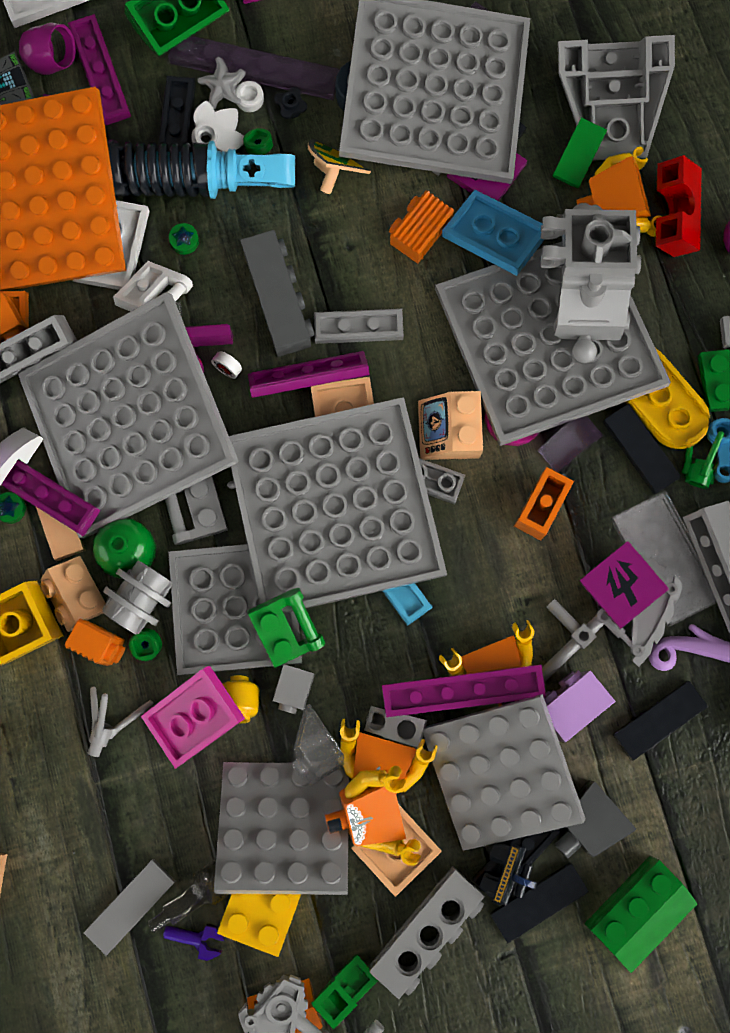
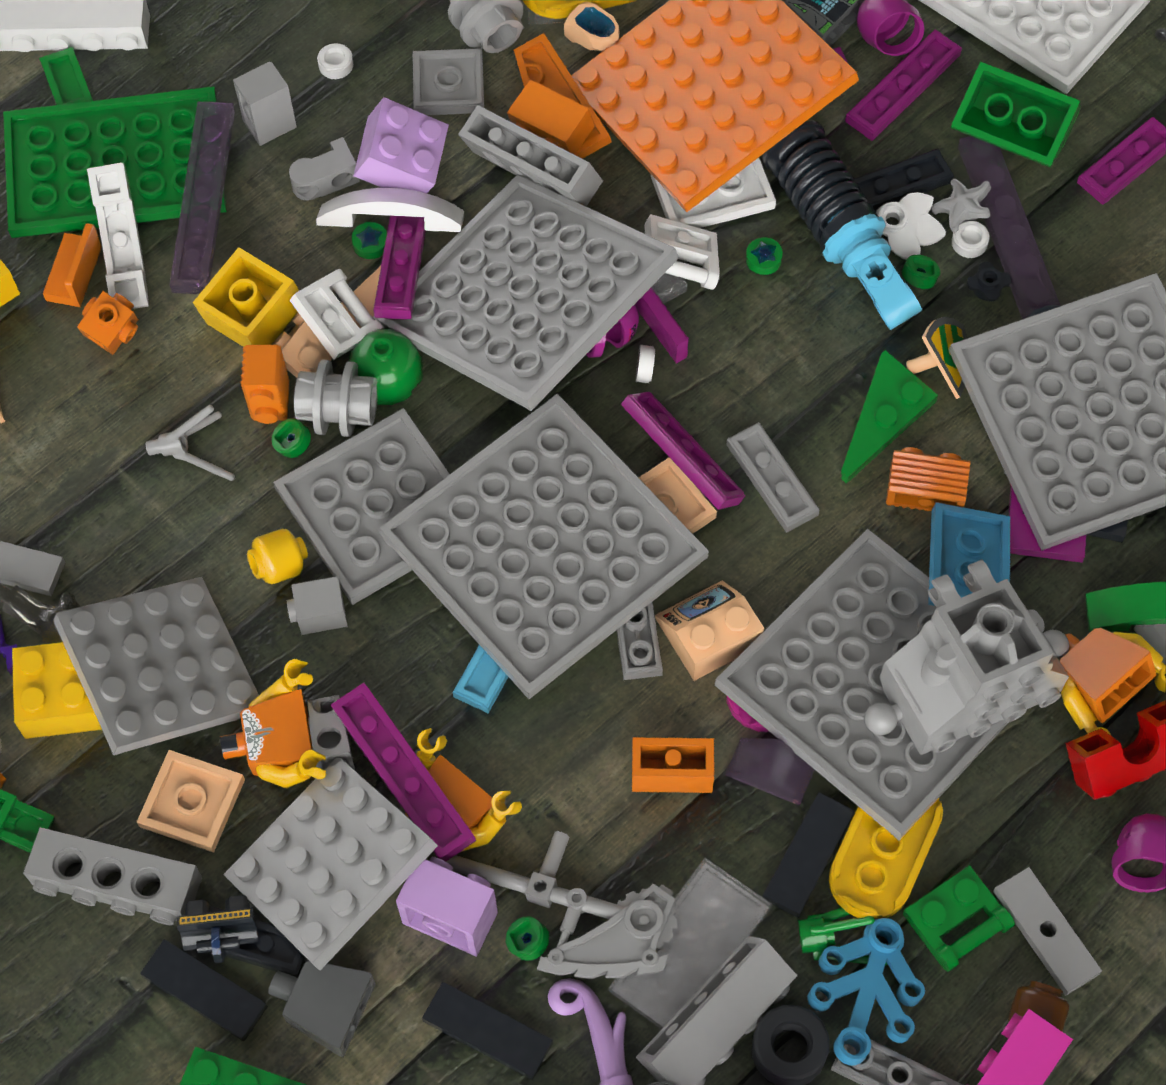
camera: 65 degrees right, 15 degrees down
(67, 570) = (328, 316): none -> white plate
(192, 717) = (234, 514): dark pink plate -> none
(204, 510) = (473, 422): light grey plate -> none
(276, 293) = (756, 373): dark grey brick -> none
(276, 631) = (368, 550): green plate -> none
(315, 749) = (259, 652): clear slope -> none
(347, 217) = (891, 406): none -> green wing
(373, 814) = (214, 739): torso -> none
(611, 662) = (527, 938): none -> green tile
(624, 585) = (623, 896): magenta tile -> none

